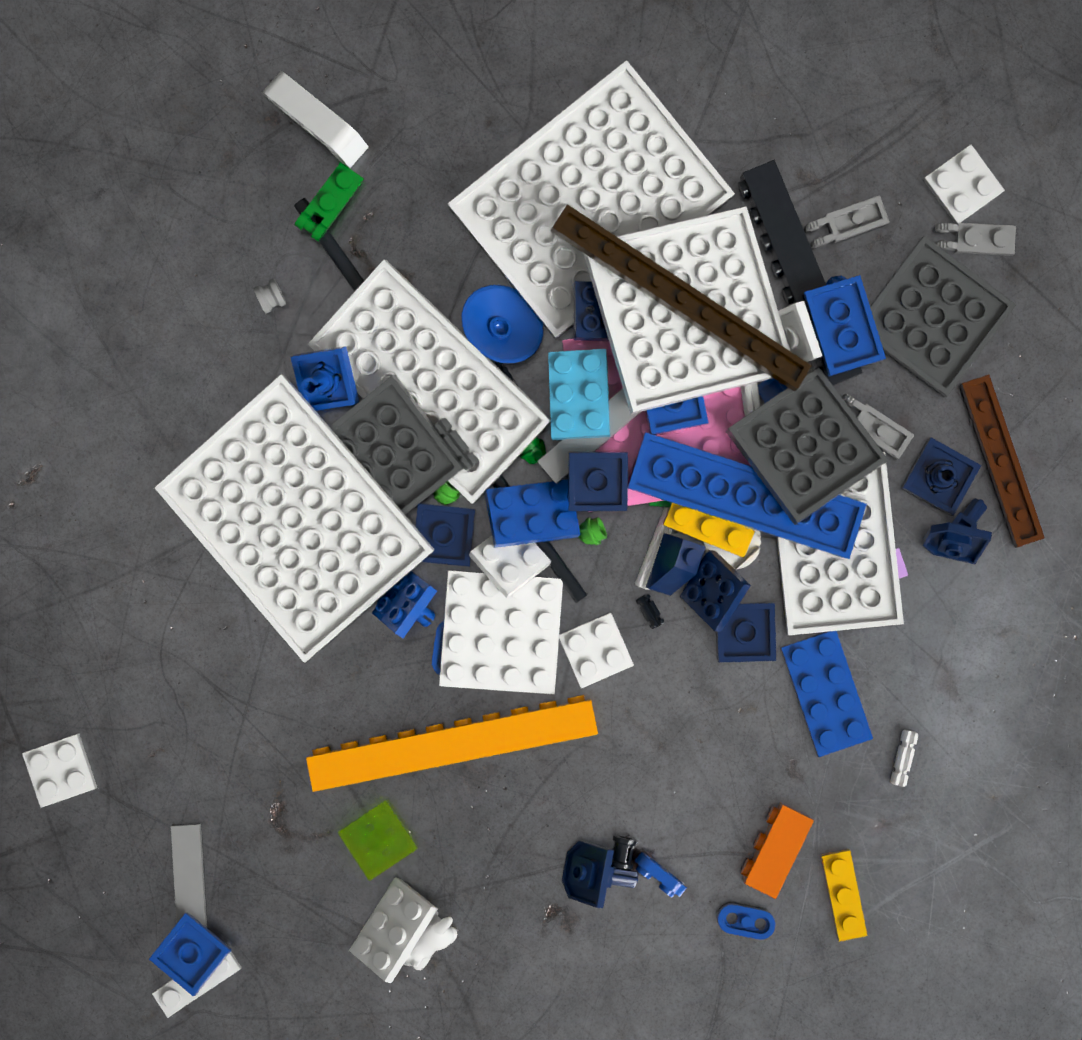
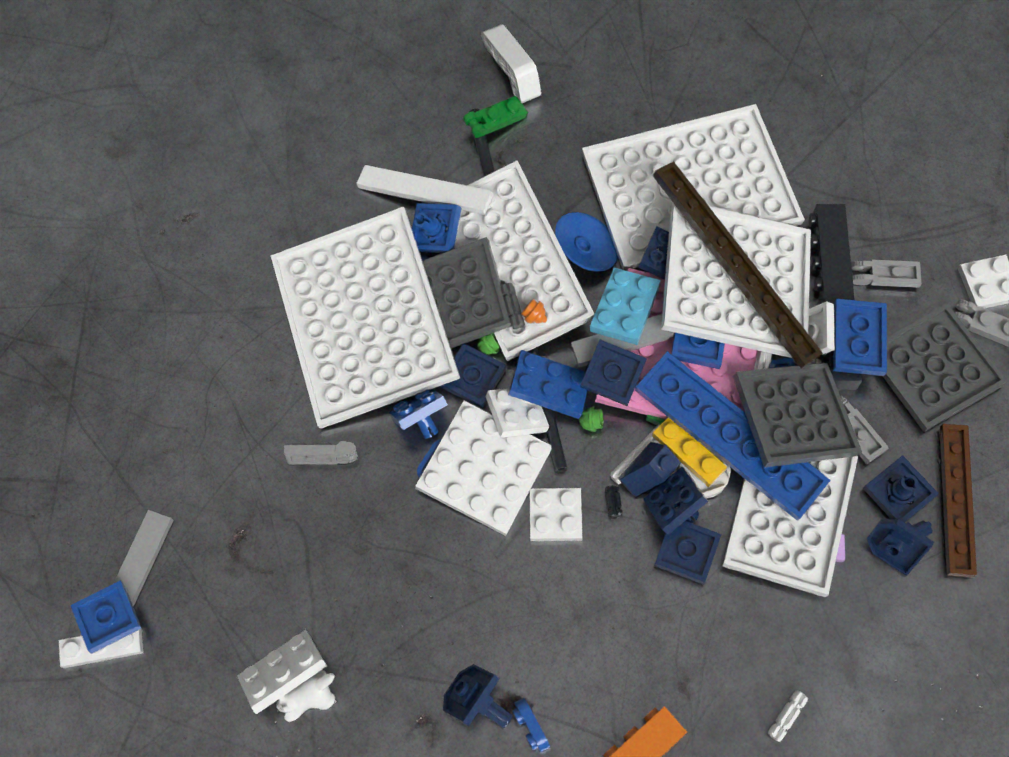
camera: 25 degrees right, 20 degrees down
(59, 770) = (88, 432): white plate -> none
(269, 296) = (422, 161): light grey wheel -> none
(290, 334) = (424, 189): none -> white tile
(323, 689) = (321, 453): none -> light grey hinge
(356, 835) = (294, 581): clear neon green plate -> none
(451, 744) = (405, 538): light orange brick -> none
(483, 444) = (534, 312): none -> orange plate
(534, 451) = (567, 338): green plate -> none
(623, 851) = (507, 691): black bush -> none
(826, 693) = (738, 631): blue plate -> none

